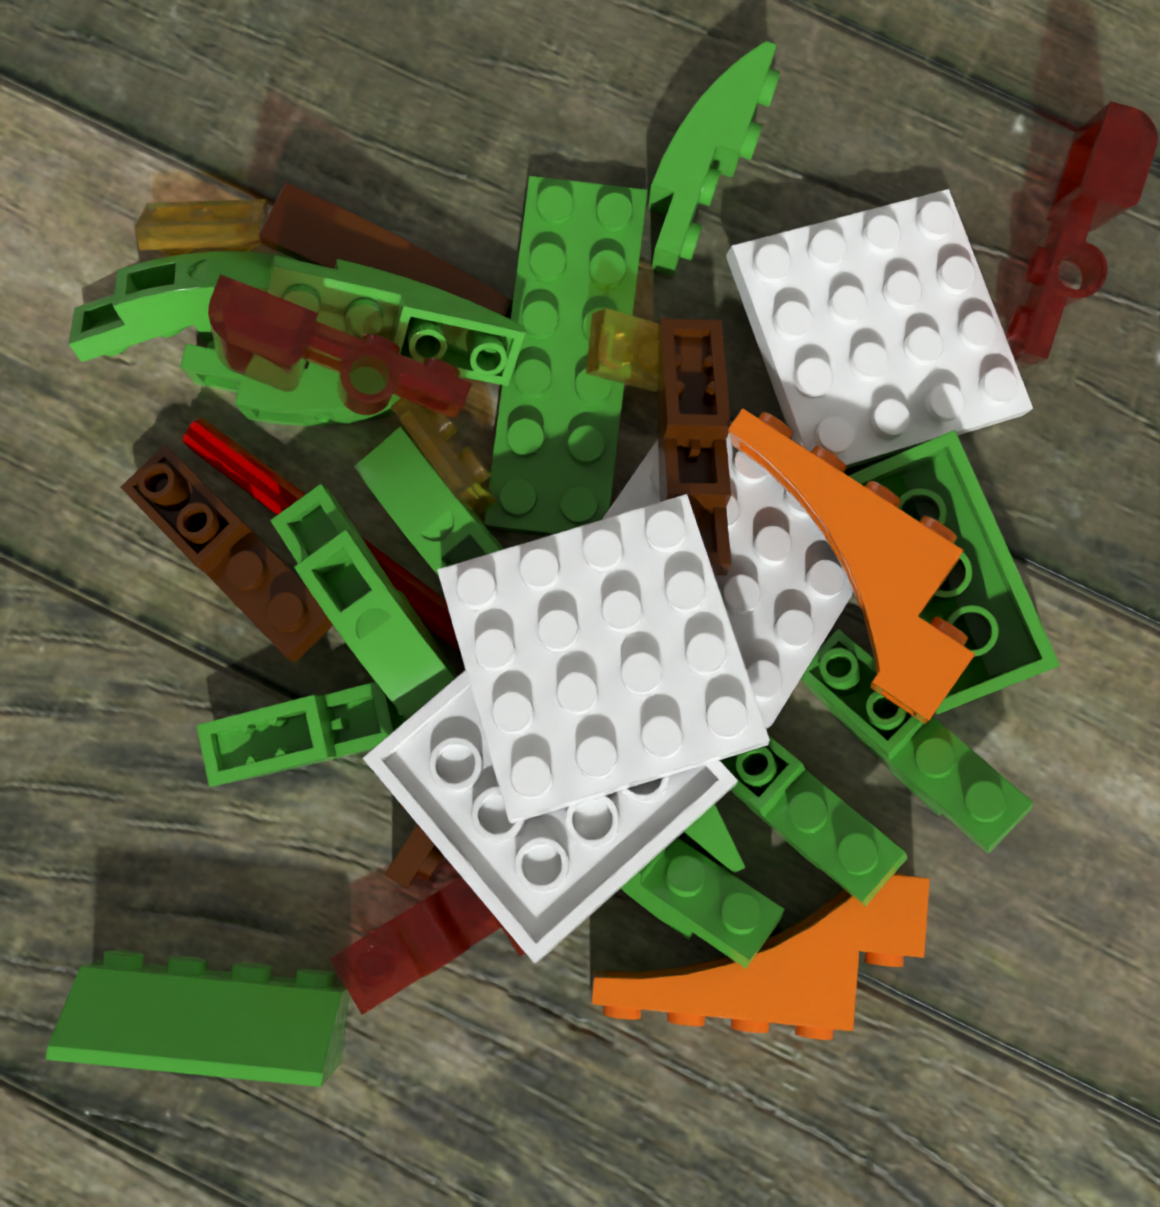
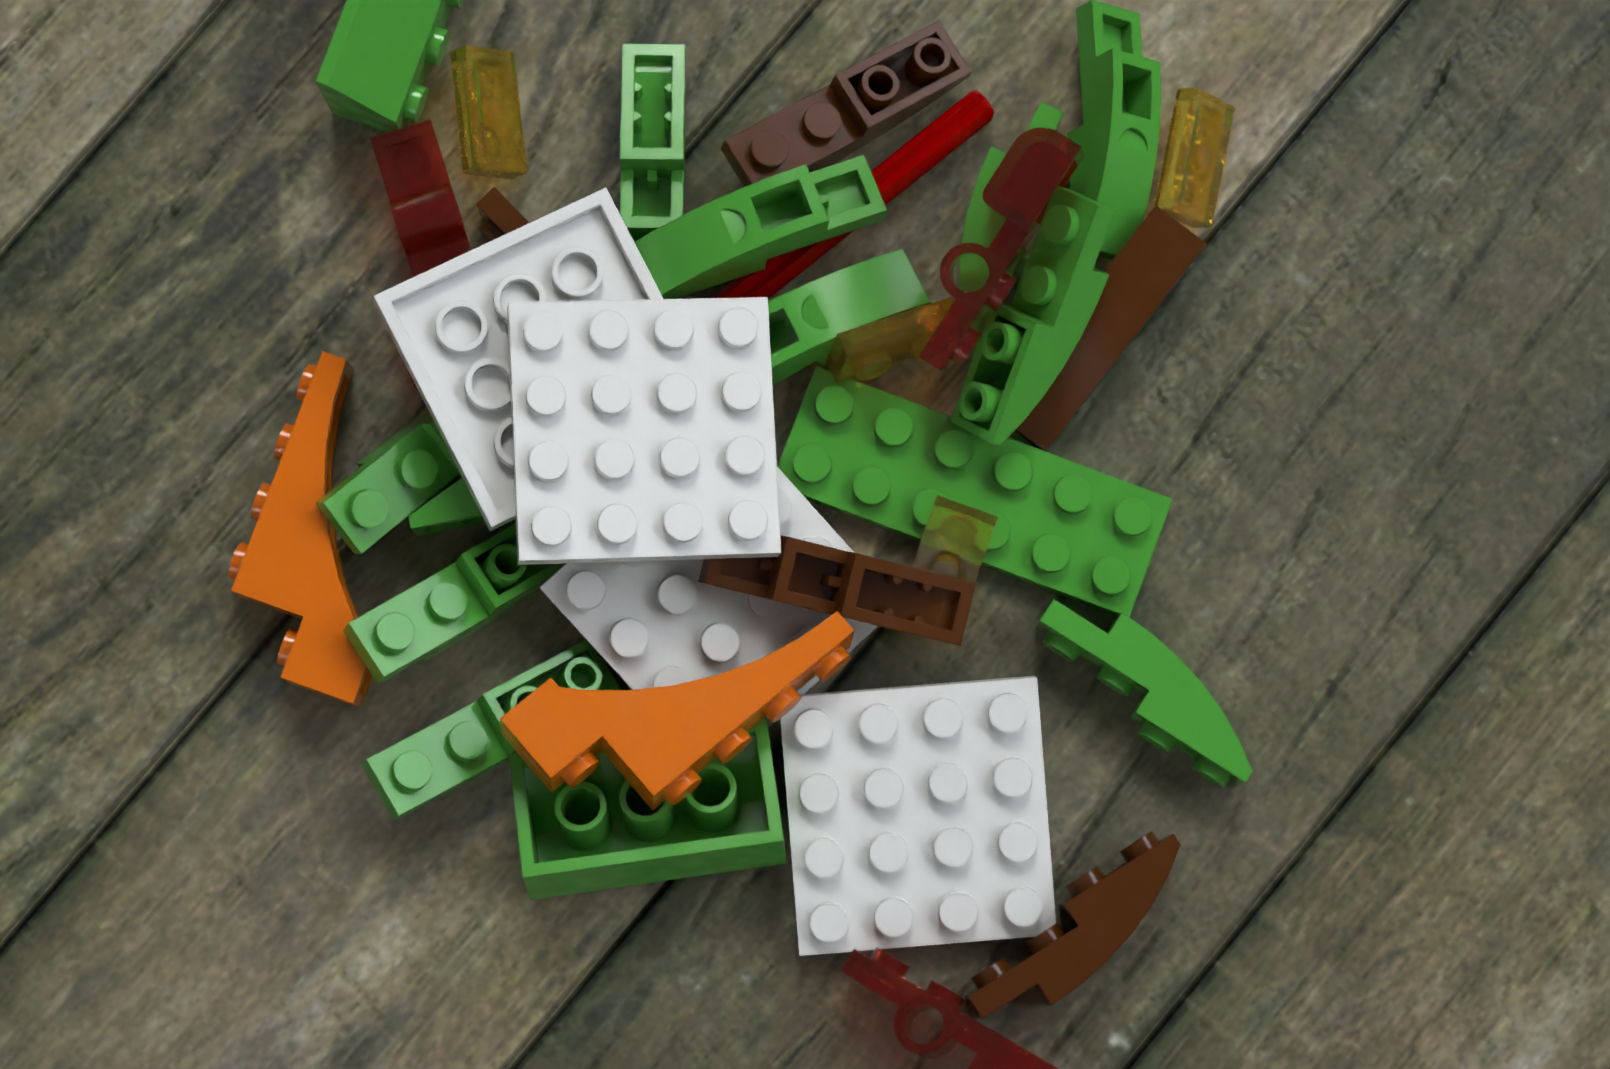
camera: 105 degrees right, 0 degrees up
(307, 903) = (488, 112): none -> clear yellow plate
(927, 148) = (1102, 918): none -> reddish brown slope

